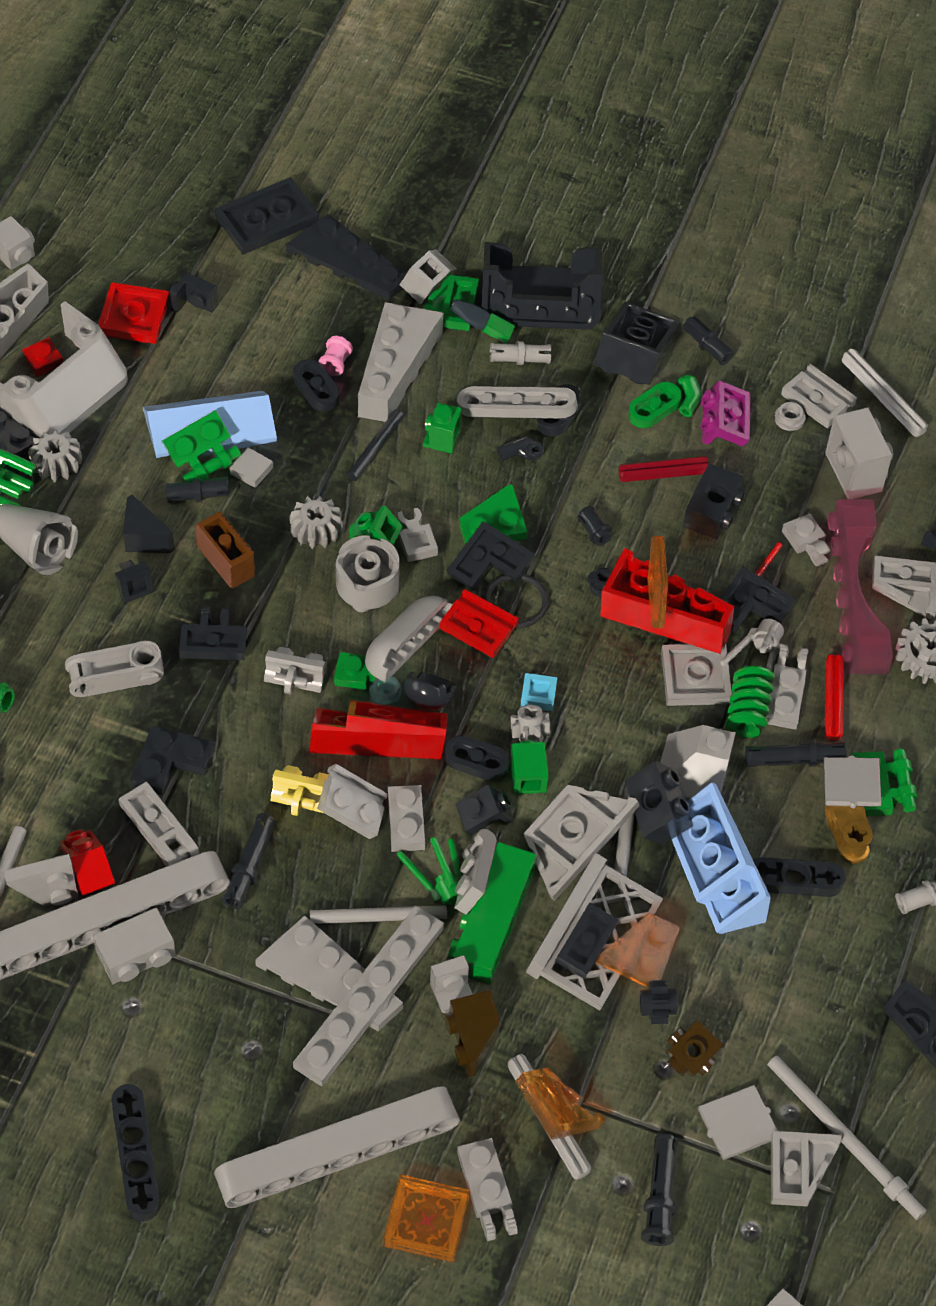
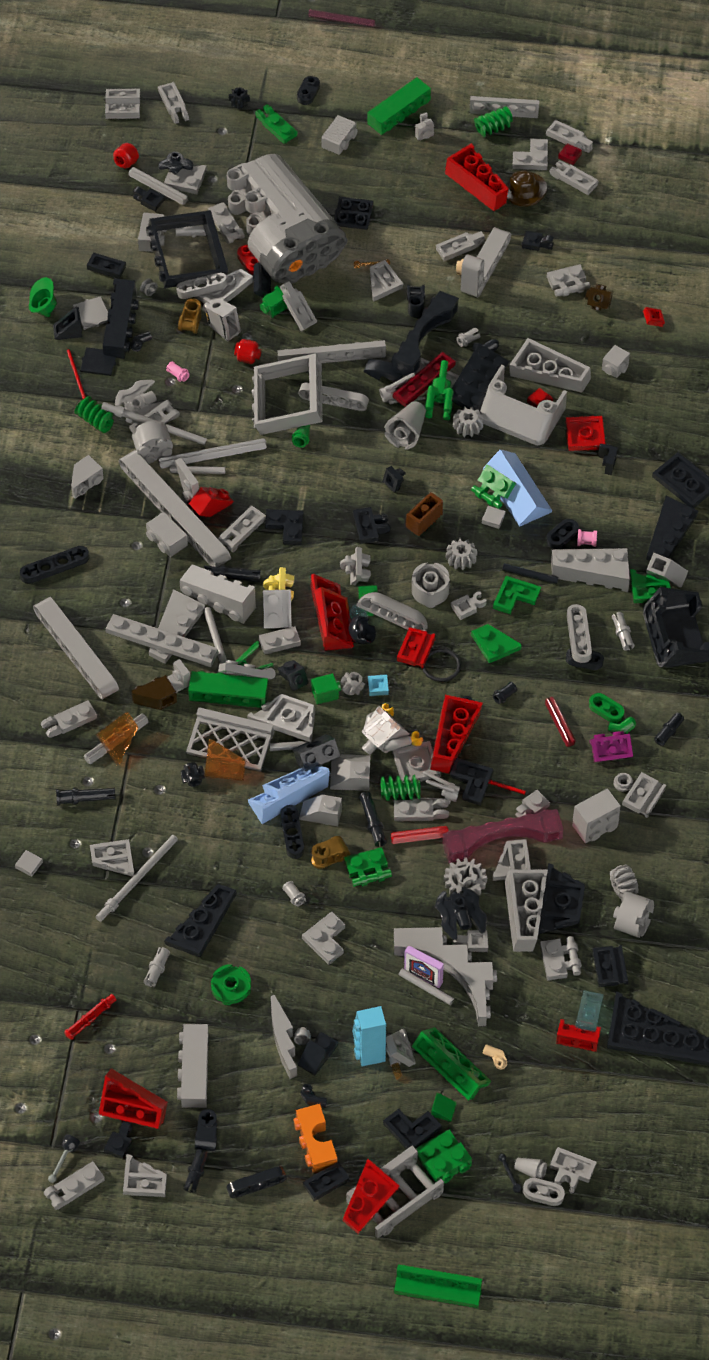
camera: 80 degrees right, 0 degrees up
(115, 668) = (334, 486): light grey piece -> none
(144, 531) = (430, 473): black slope -> none
(197, 489) = (467, 494): black pin -> none
(291, 885) = (219, 593): none -> light grey wedge
(375, 524) = (461, 579): green brick -> none
(407, 471) = (514, 590): none -> green plate
(426, 1218) = (47, 695): clear orange tile -> none
(443, 428) = (549, 596): green brick -> none
(478, 758) = (325, 665): black plate -> none
(481, 319) = (638, 603): piece -> none
(487, 549) = (465, 642): black plate -> none
(521, 447) = (552, 646): black arm -> none
(586, 940) = (218, 731): black plate -> none
(635, 343) = (652, 689): black slope -> none
(639, 696) = (386, 732): none -> light grey torso
(657, 582) = (445, 710): clear orange tile -> none
(705, 1047) = (166, 793): dark brown brick -> none
(715, 486) = (549, 744): black brick -> none
(738, 1122) = (135, 827): light grey piece -> none
(768, 819) = (322, 810): none -> light grey slope
(852, 782) = (356, 845): light grey piece -> none
(884, 393) = (661, 831): light grey axle -> none

